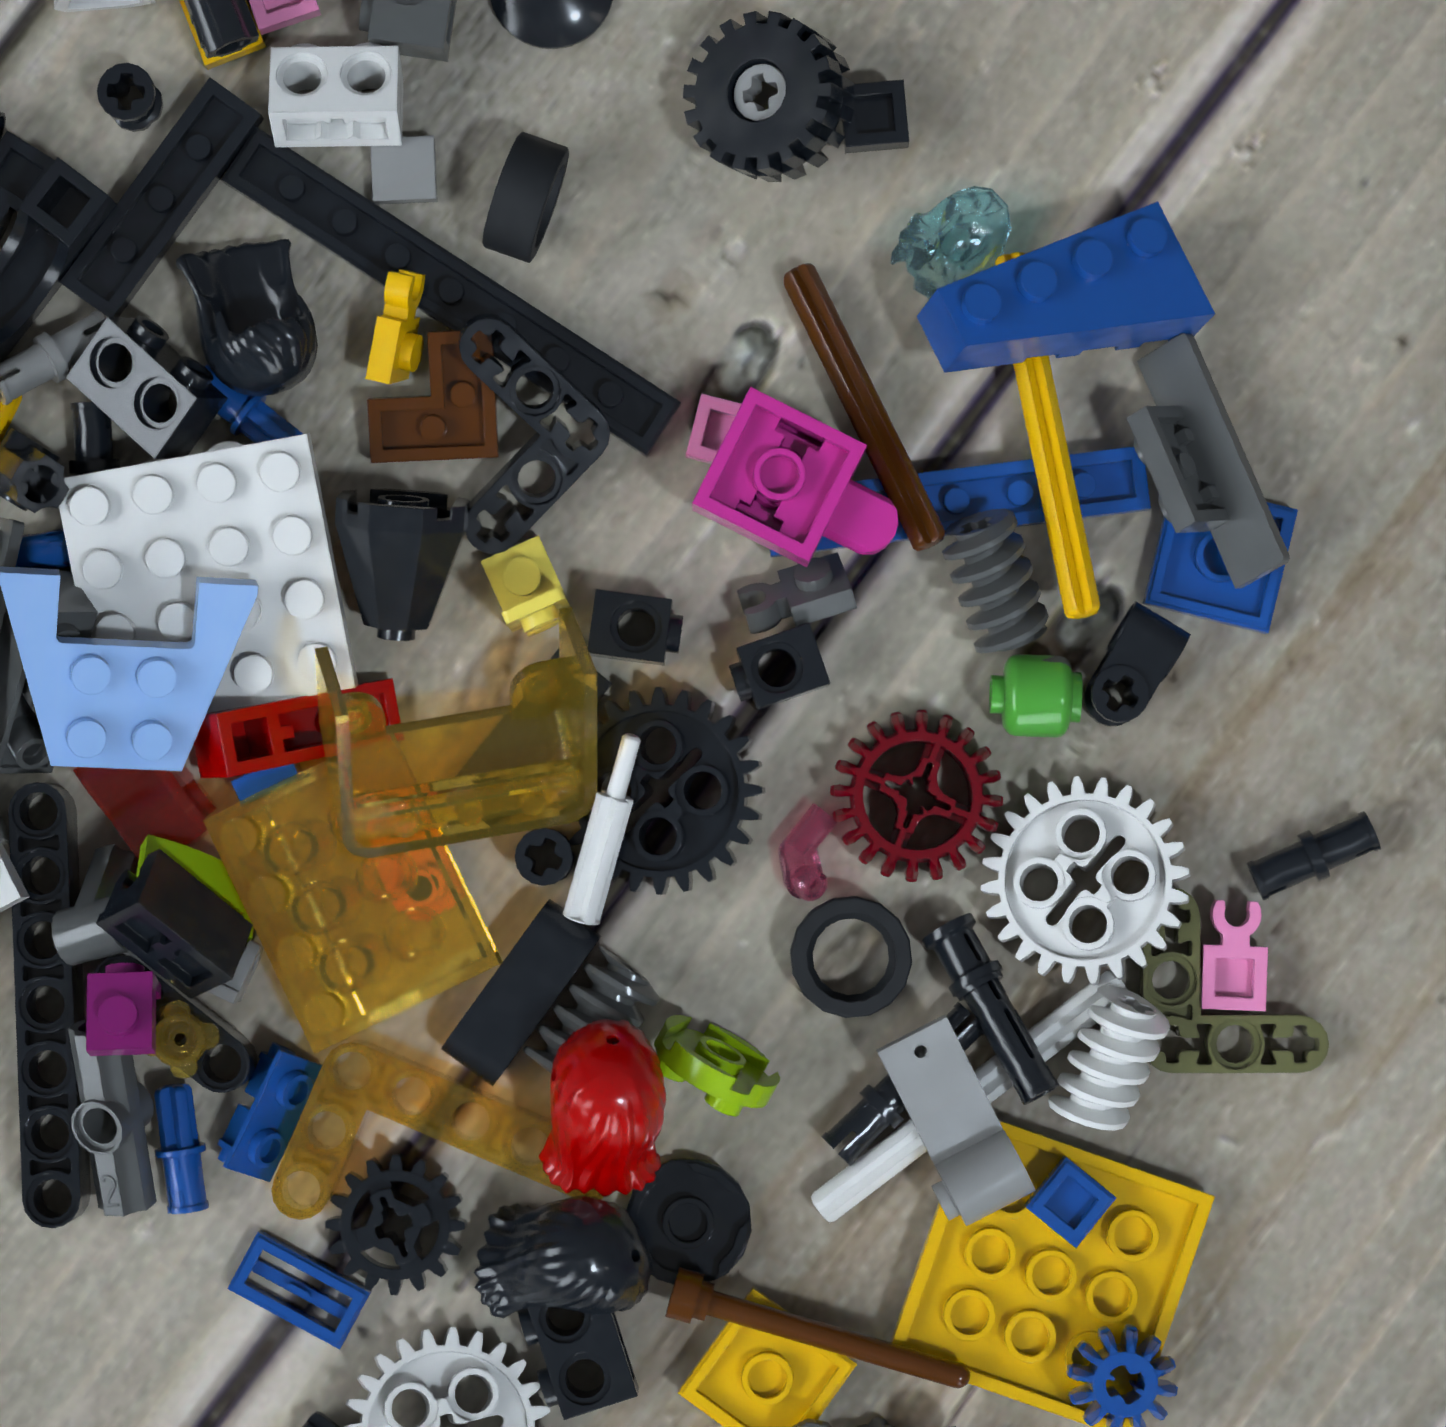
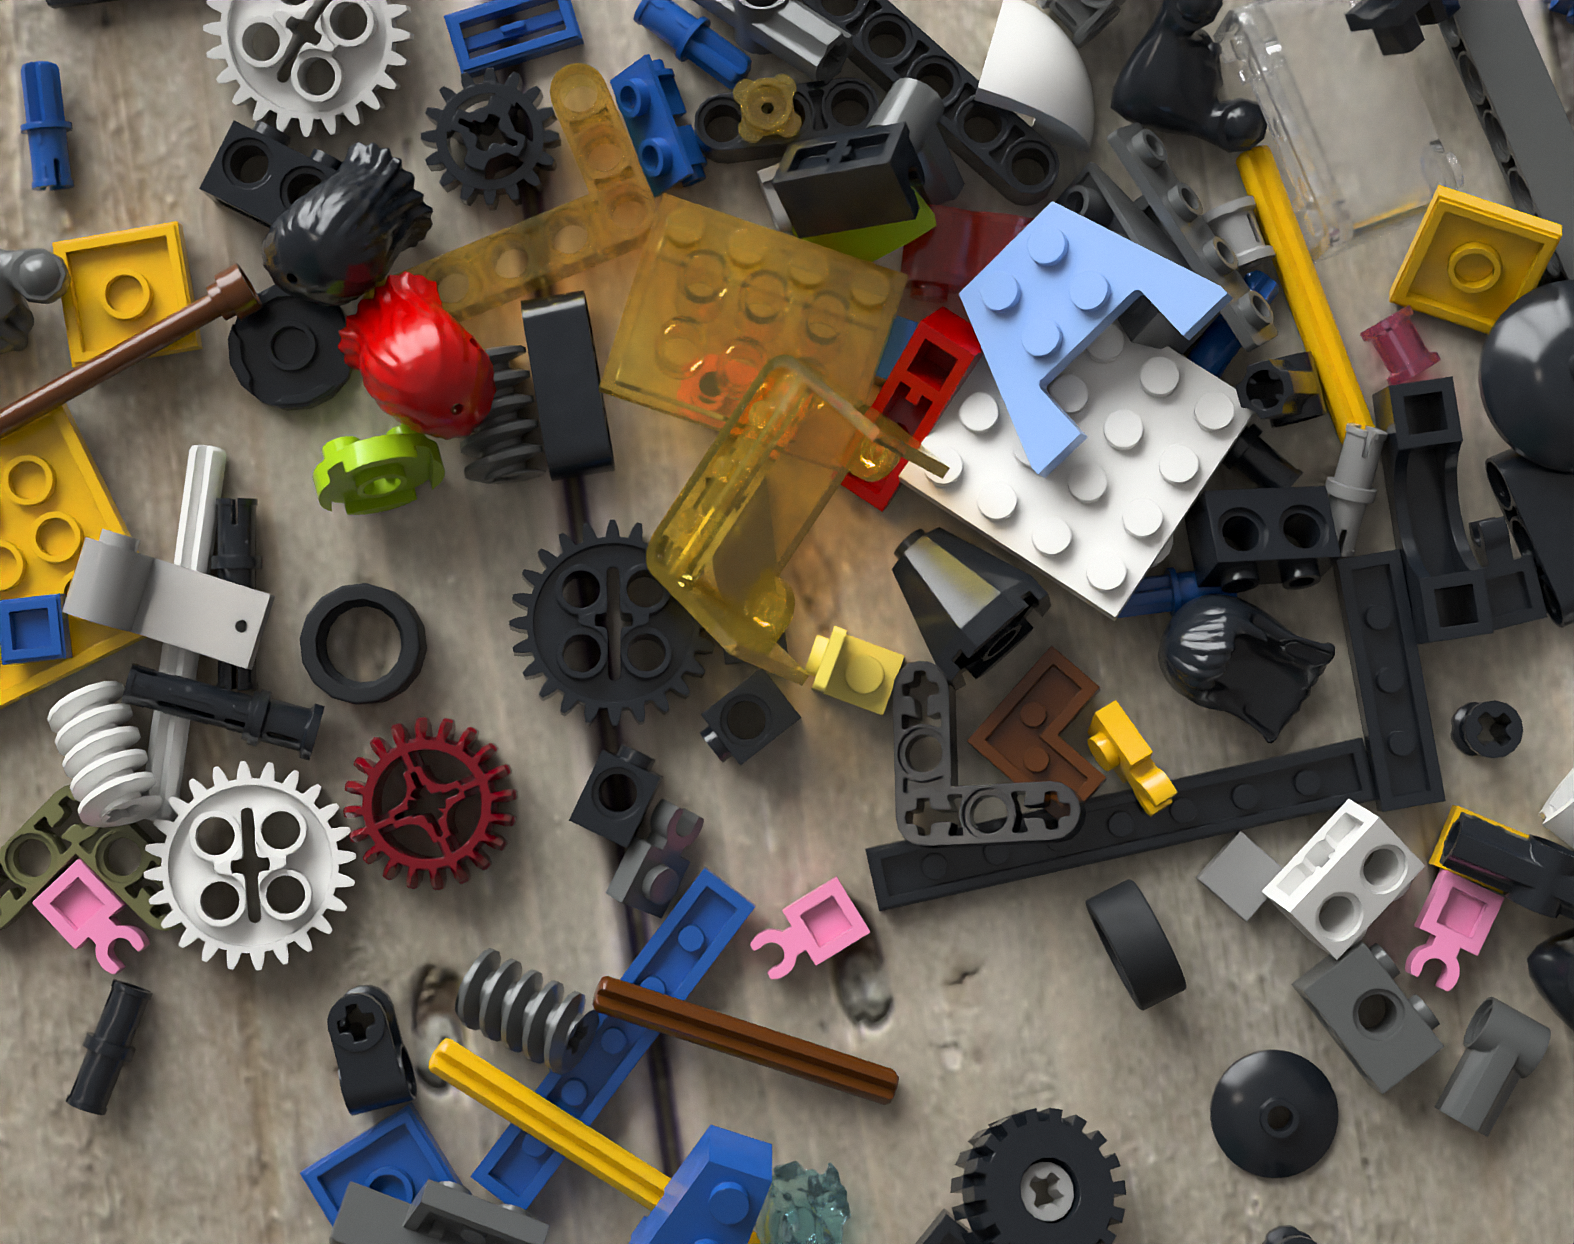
camera: 140 degrees right, 0 degrees up
(121, 1011) = (825, 82): magenta bracket -> none
(527, 864) = (628, 489): black bush -> none
(603, 840) = (616, 547): white axle -> none
(791, 484) = (735, 933): dark pink brick -> none
(800, 855) = (470, 678): clear pink arm -> none
(1036, 695) = (416, 960): bright green head -> none

